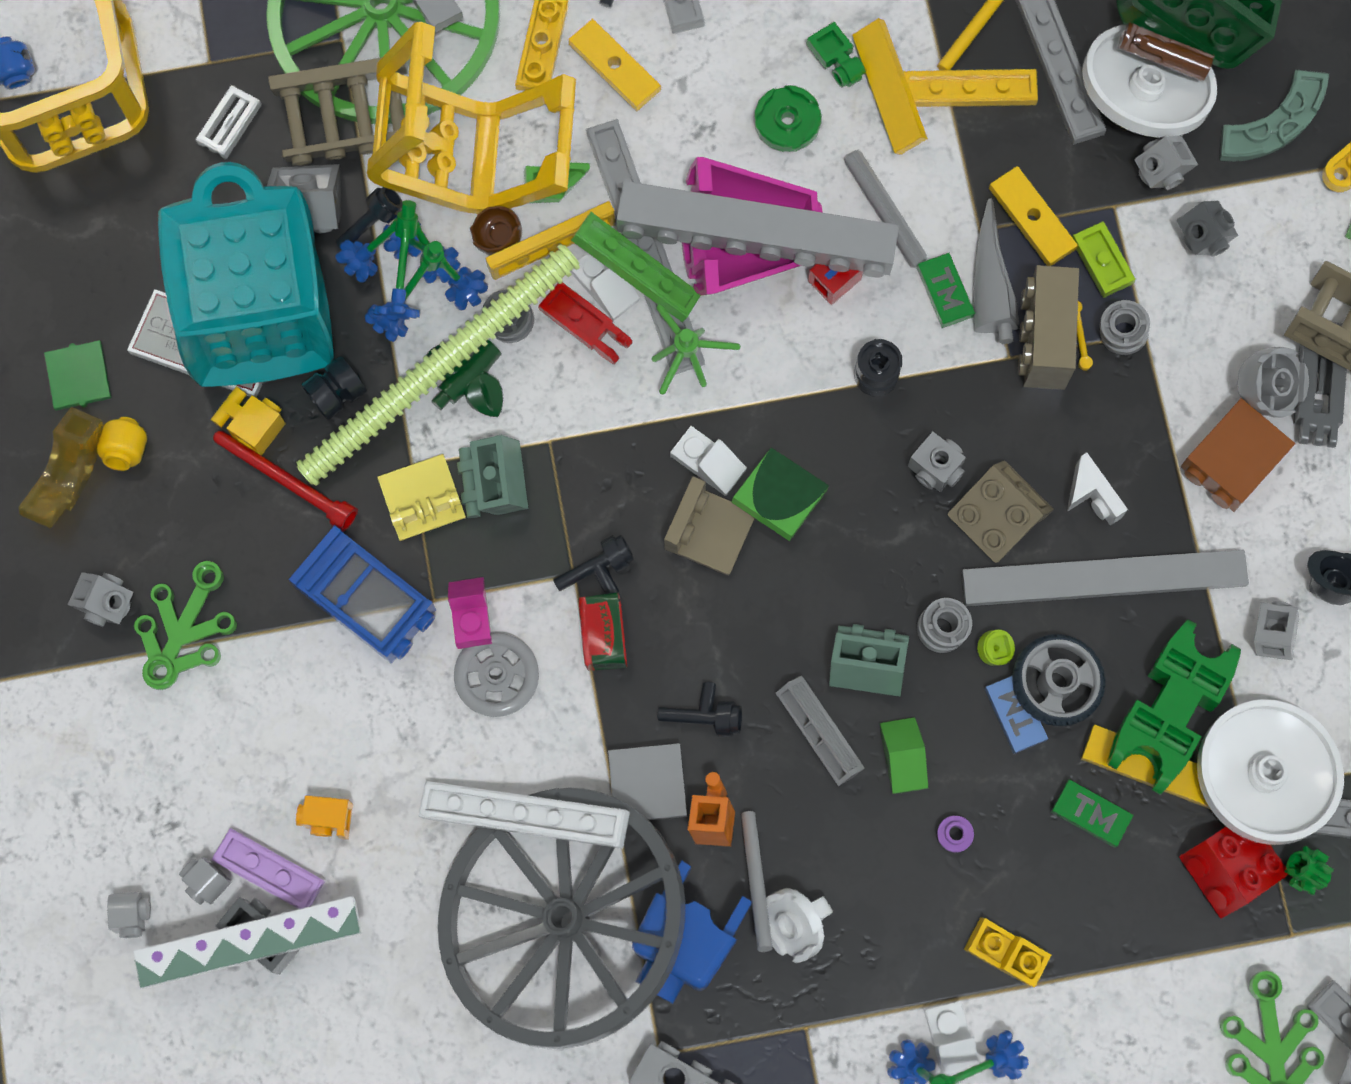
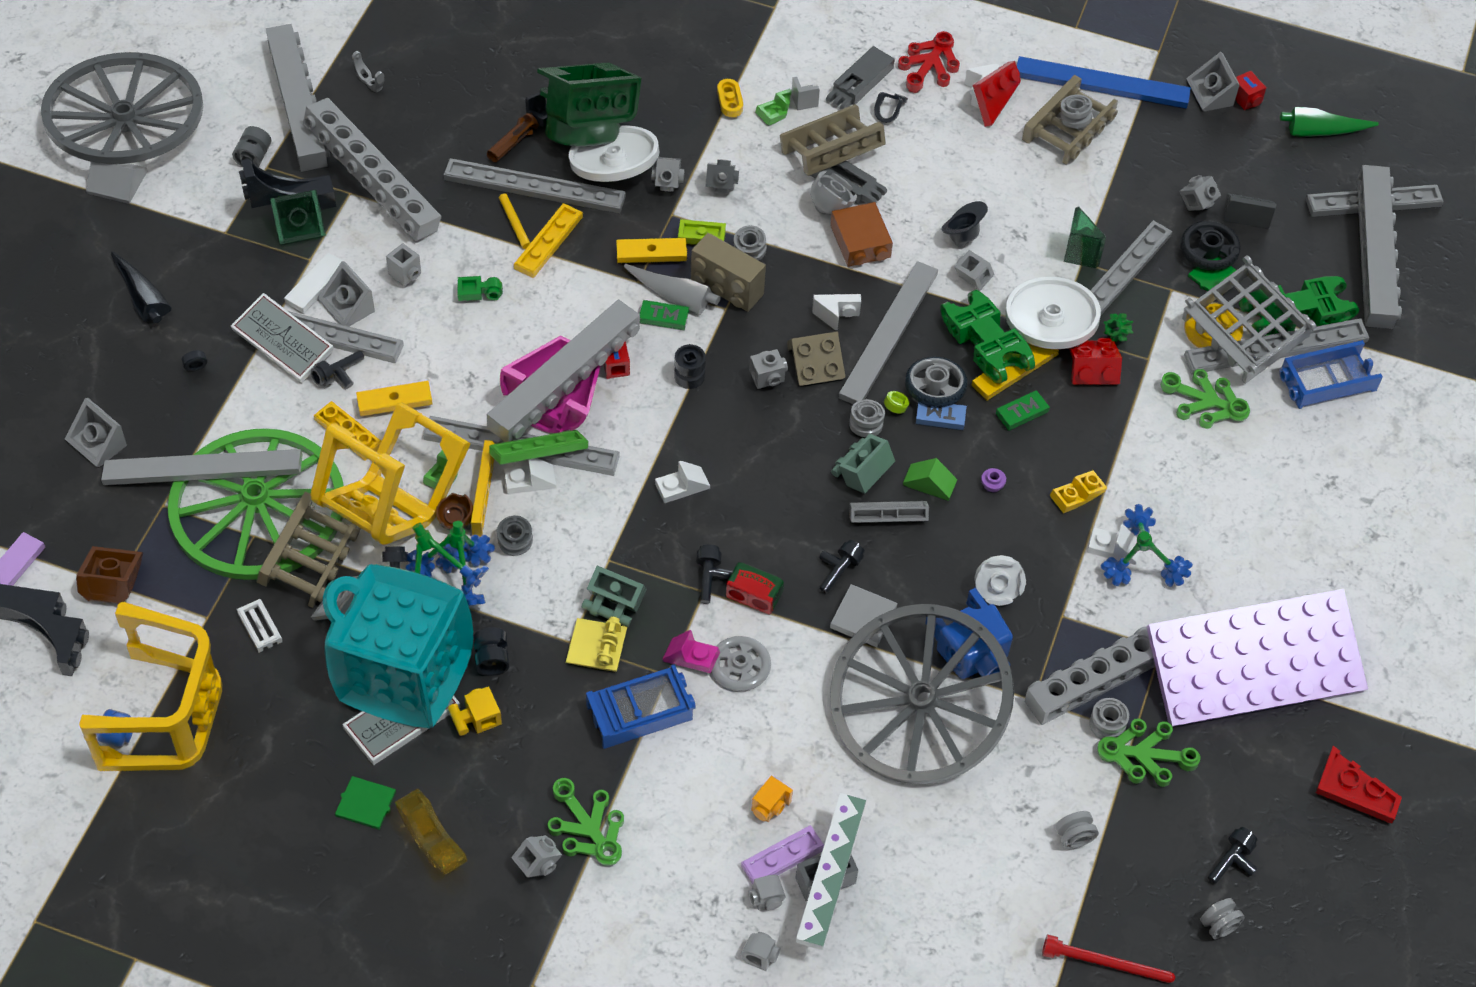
camera: 65 degrees left, 20 degrees down
(121, 443) = (439, 792): yellow head -> none
(339, 513) = (574, 694): red piece -> none
(437, 365) = (523, 584): yellowish green piece -> none
(471, 380) = (535, 578): dark green plant -> none
(524, 814) = (843, 683): white tile -> none
(583, 321) = (548, 498): red hinge -> none
(686, 346) = (608, 445): bright green plant -> none
(708, 529) = (725, 502): dark tan bracket -> none
(712, 815) = (907, 587): orange brick -> none
(756, 881) = (961, 585): light grey bar -> none
(780, 494) = (730, 456): dark green tile -> none
(790, 103) = (498, 323): green plate -> none
(885, 207) = (572, 315): light grey axle -> none
(889, 86) = (519, 273): yellow tile -> none
(1165, 52) = (605, 135): reddish brown piece -> none
(1282, 126) = (682, 115): sand green tile -> none

